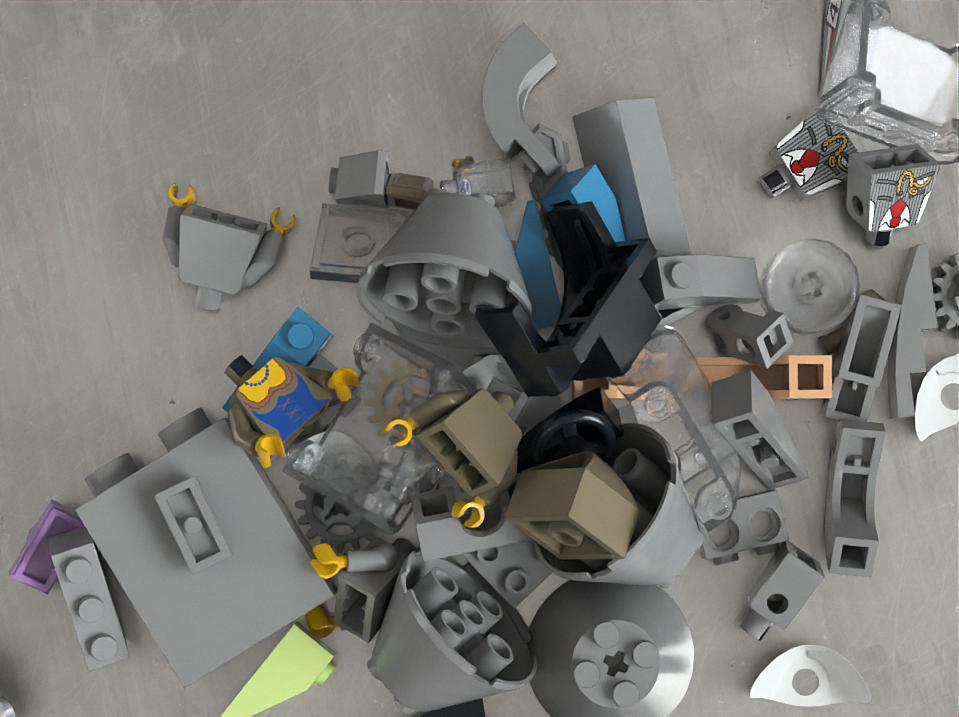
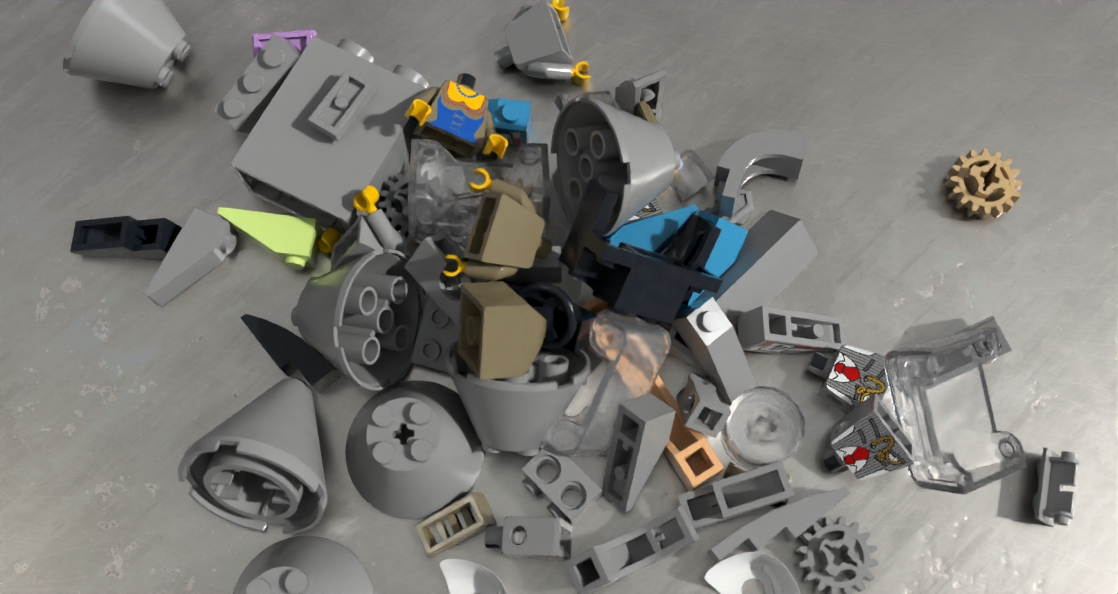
camera: 70 degrees right, 15 degrees down
(715, 622) = (482, 510): none -> dark tan slope
(725, 188) = (789, 331): none -> light grey slope

